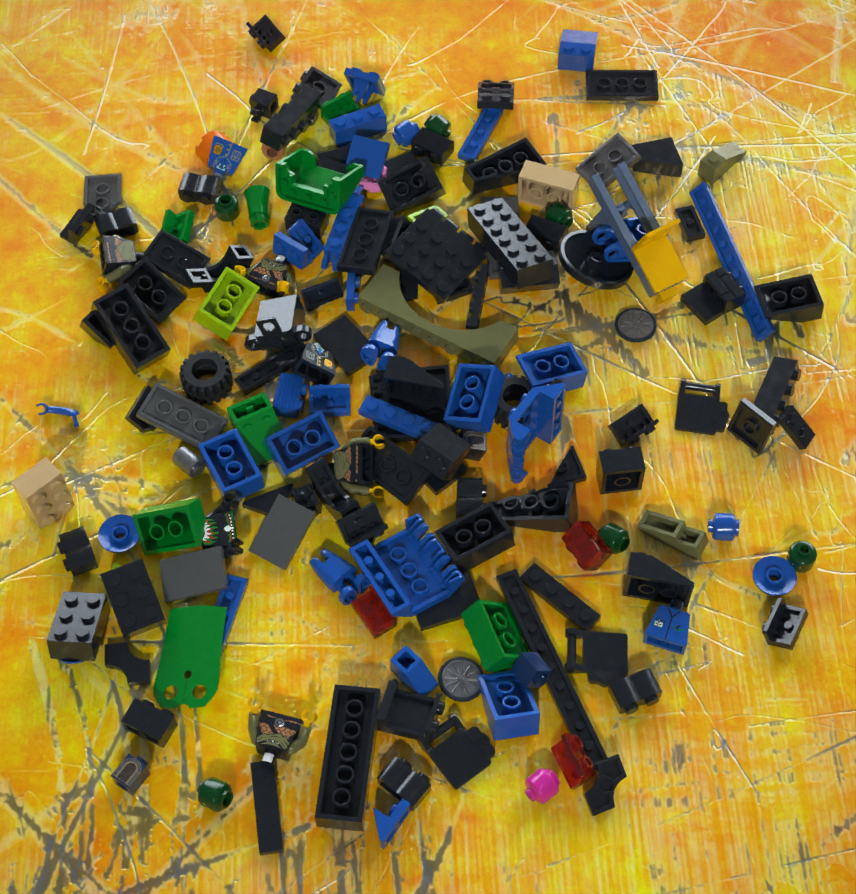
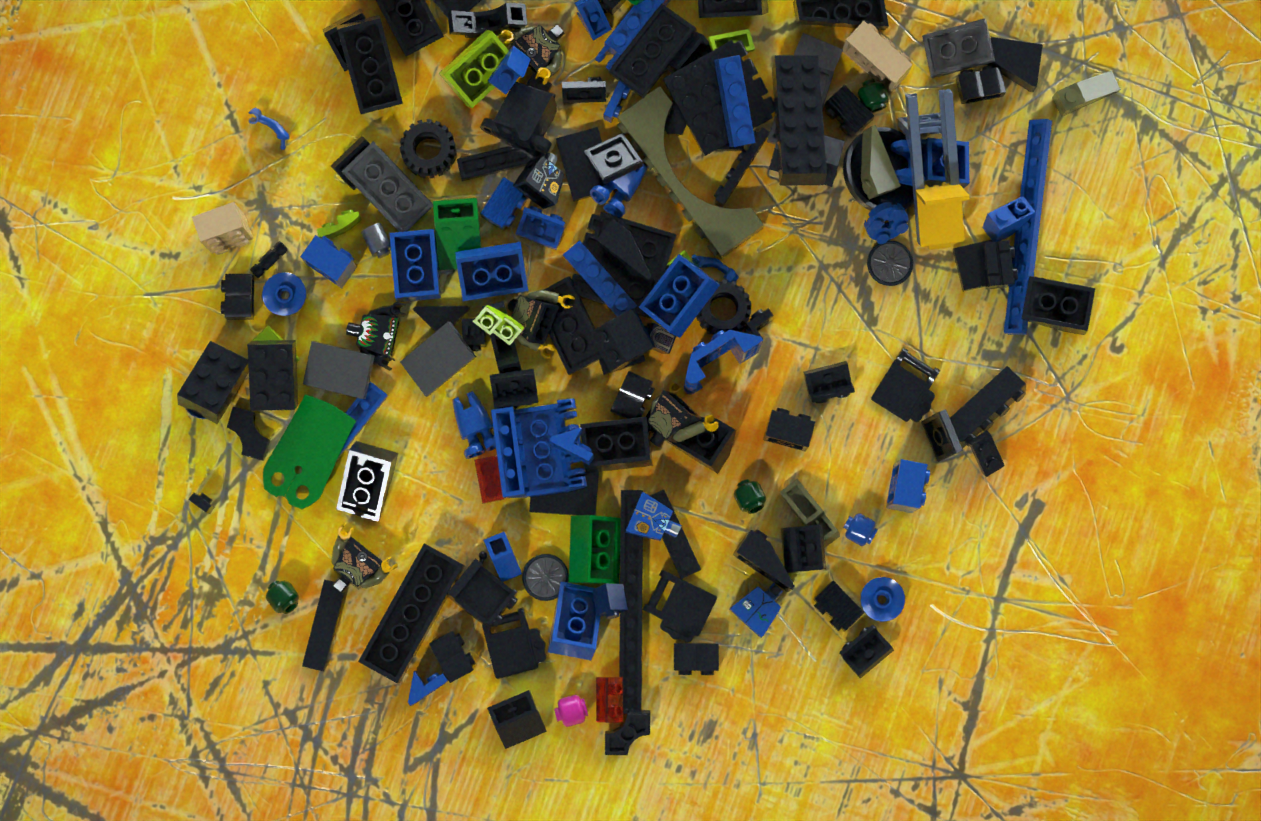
camera: 20 degrees right, 25 degrees up
(95, 513) = (268, 259): none -> black axle
(103, 739) = (202, 502): none -> black plate
(131, 773) = (215, 546): brick -> none
(149, 722) = (248, 503): black brick -> none
(150, 487) = (328, 261): none -> blue brick
(155, 458) = (345, 222): none -> lime slope
(170, 526) = (333, 310): green slope -> none
(252, 293) = (509, 70): none -> blue slope
(257, 660) = (366, 480): none -> black slope
(292, 250) = (572, 26): blue bracket -> none
(325, 477) = (499, 323): none -> lime slope
(369, 326) = (613, 158): none -> tile
(433, 546) = (567, 443): none -> blue slope
(450, 245) = (734, 101): none -> blue brick
(493, 813) = (517, 719): none -> black slope
(519, 495) = (675, 419): none -> torso
(536, 585) = (652, 519): none -> blue torso
(554, 362) = (775, 287): blue slope -> none
(570, 469) = (744, 403): black tile -> none
(586, 545) = (720, 495): clear red brick -> none
(589, 251) = (876, 168): none -> olive slope
(626, 292) = (883, 231): none -> blue plate
(646, 178) = (980, 84): none -> black brick
(683, 555) = (803, 548): none -> black brick
(690, 223) = (1008, 161): black plate -> none
(712, 256) = (1007, 219): none -> blue slope
(739, 597) = (837, 606): none -> black brick
(745, 470) = (907, 486): none -> blue brick
(802, 556) = (910, 588): dark green head -> none

